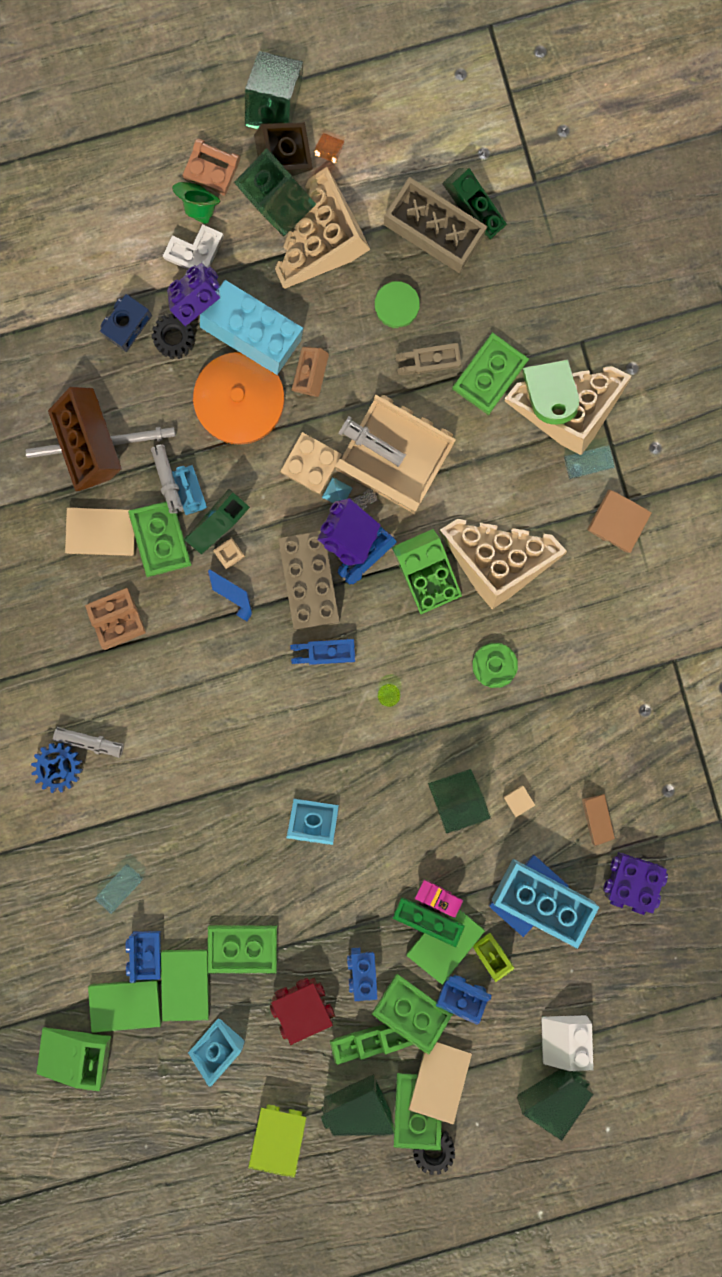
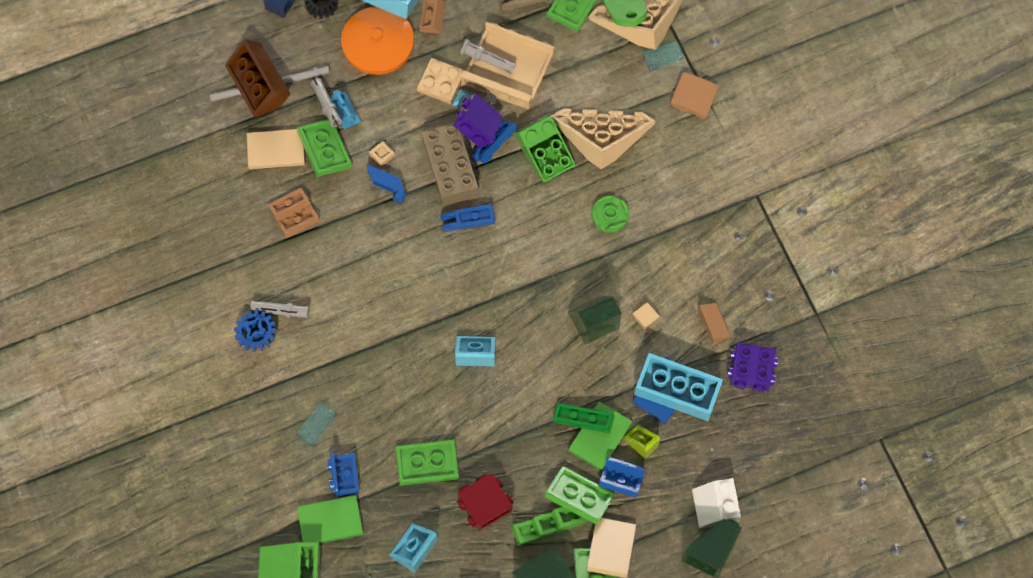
camera: 10 degrees left, 20 degrees down
(185, 985) = (380, 497): bright green tile -> none
(217, 521) = (370, 128): dark green slope -> none
(364, 975) = (534, 465): blue bracket -> none
(388, 695) = (526, 246): clear neon green tile -> none
(439, 898) = (588, 396): dark pink leg -> none

